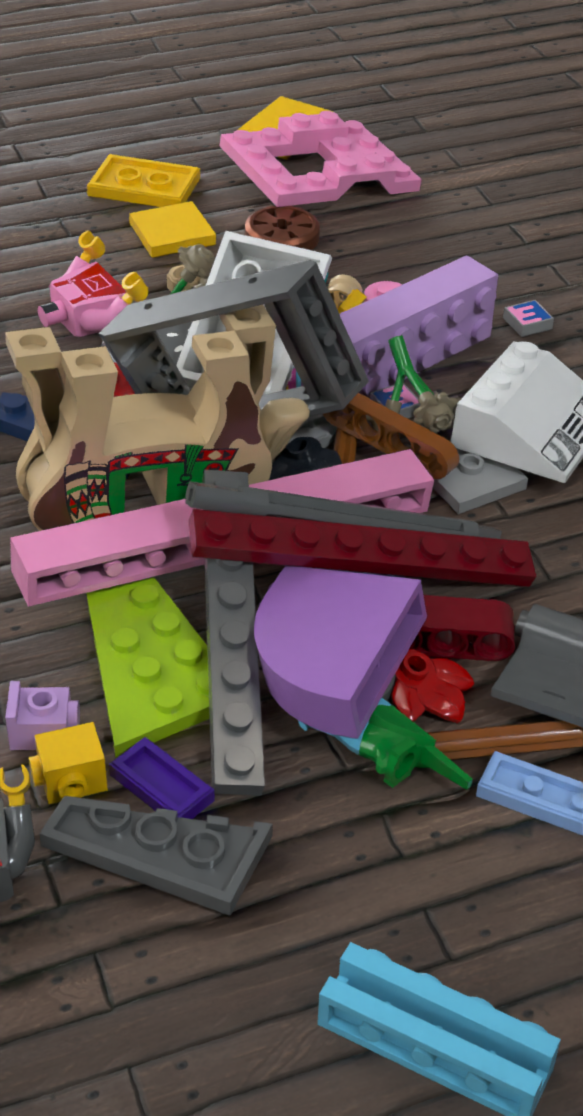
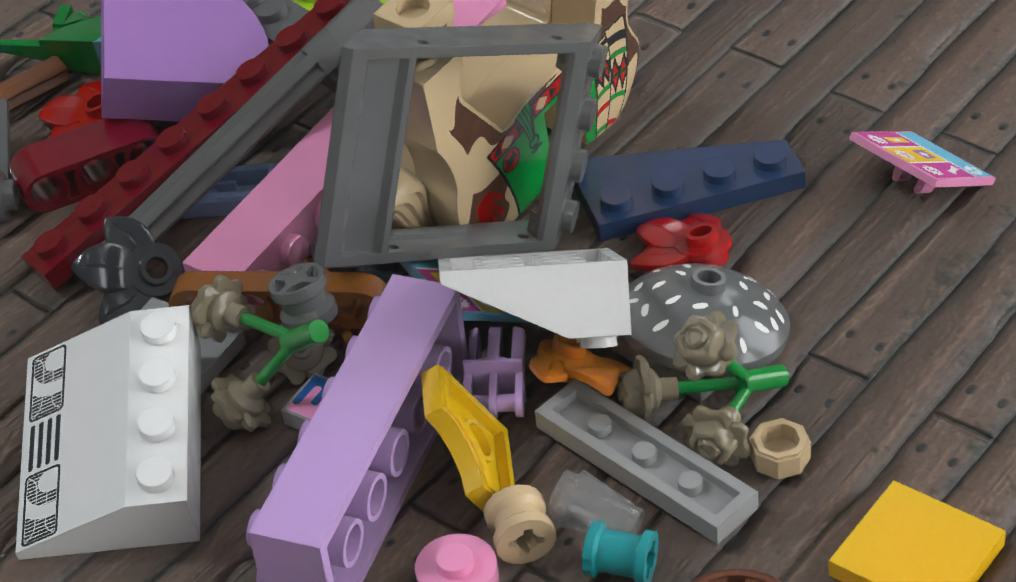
camera: 155 degrees right, 0 degrees up
(87, 294) = (851, 329): torso -> none
(391, 378) = (302, 295): none -> dark grey wheel
(454, 509) = (121, 267): none -> black plate

